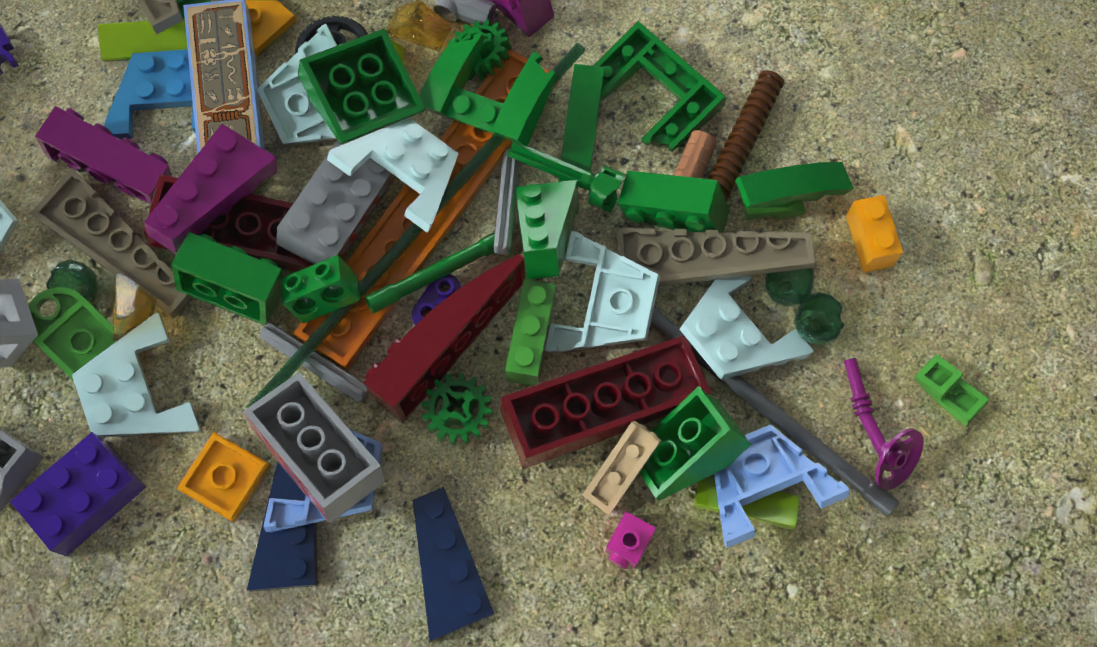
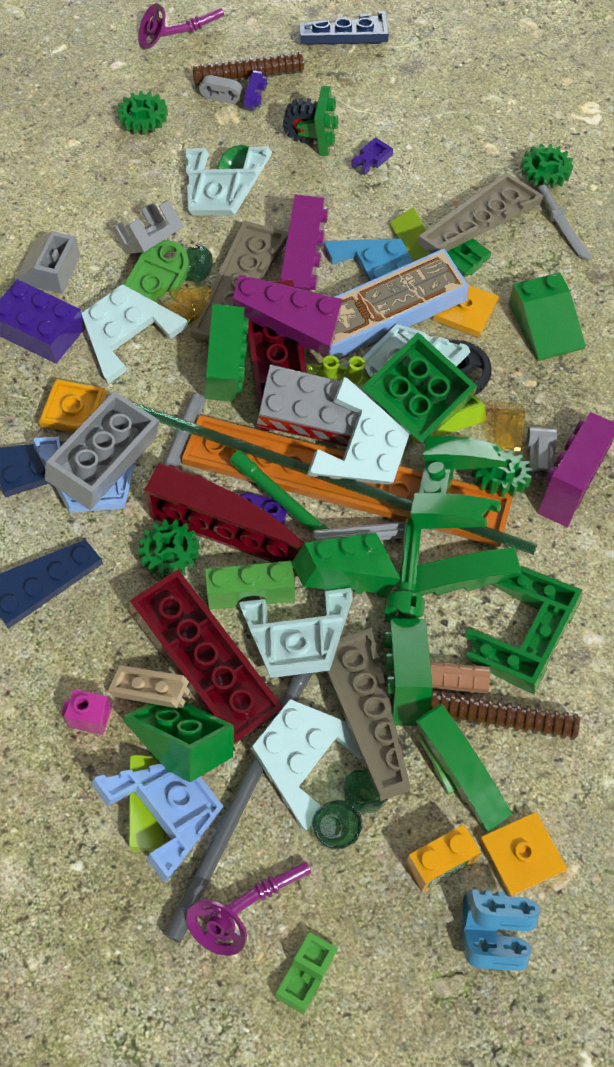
camera: 70 degrees right, 10 degrees down
(296, 169) = (335, 371): none -> lime connector
(320, 289) = (235, 416): green brick -> none
(880, 166) = (523, 854): none -> light orange plate
(945, 222) = (482, 917): none -> dark azure piece

